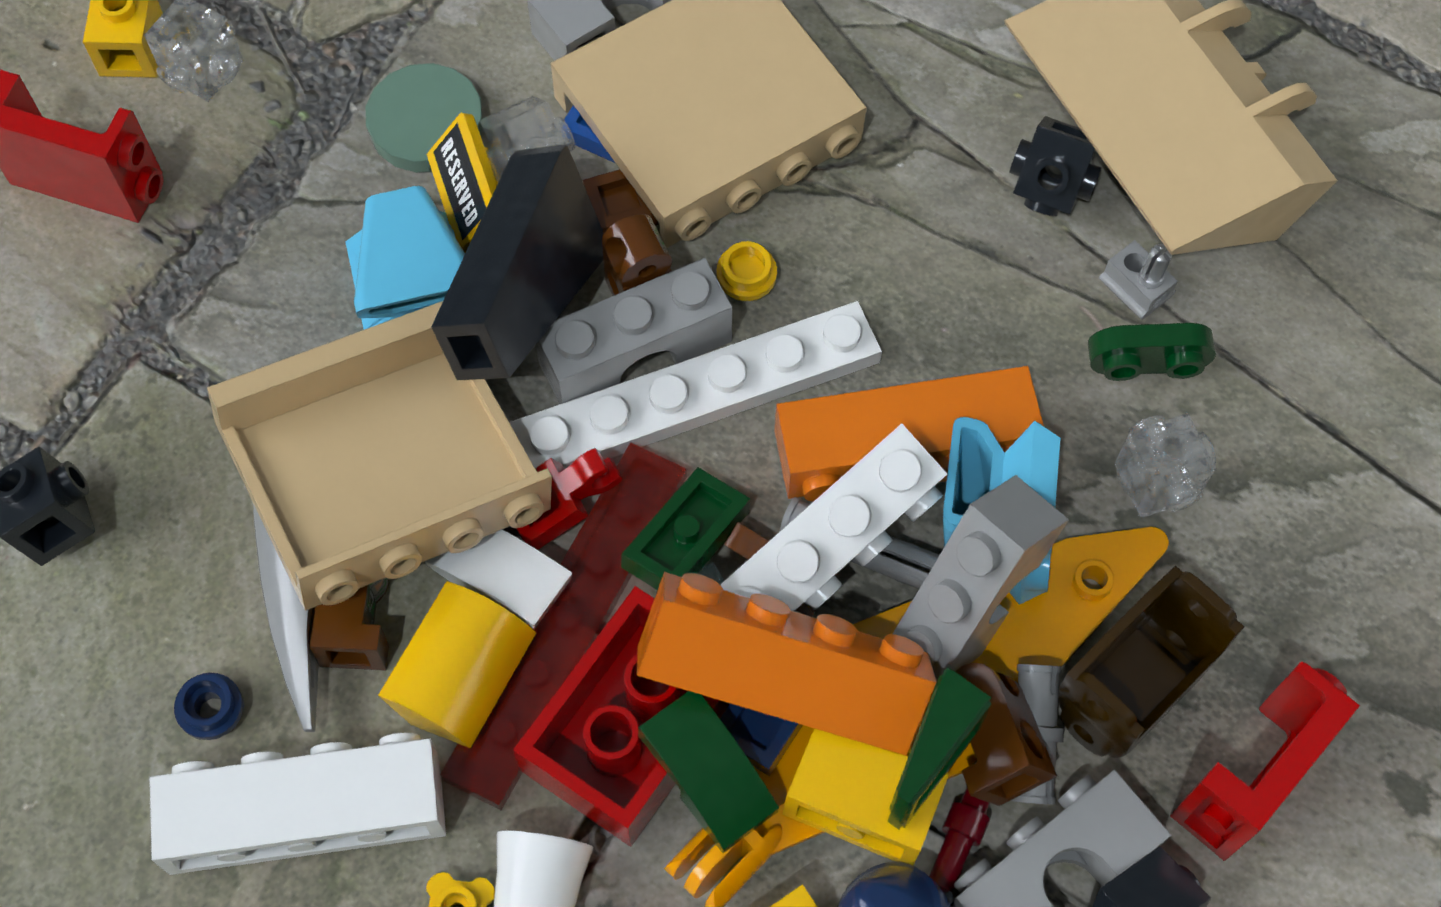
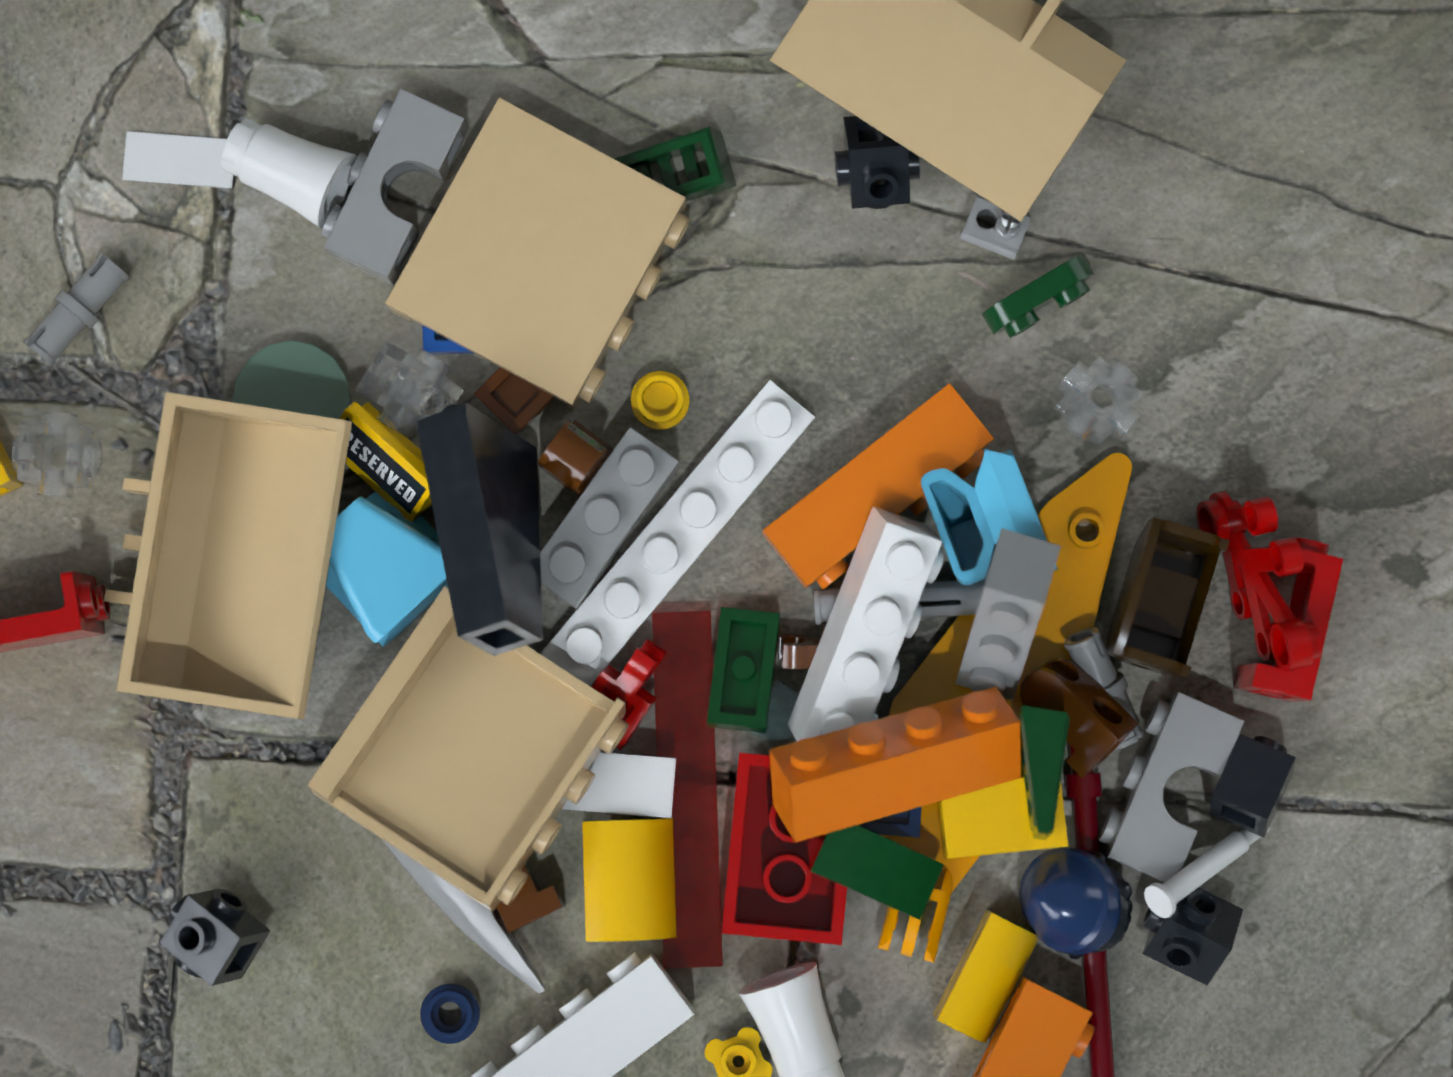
camera: 25 degrees left, 20 degrees up
(272, 178) = (232, 555): none -> tan piece
(891, 87) = (716, 155): none -> dark green slope
(1243, 698) = (1252, 590): none -> red plant

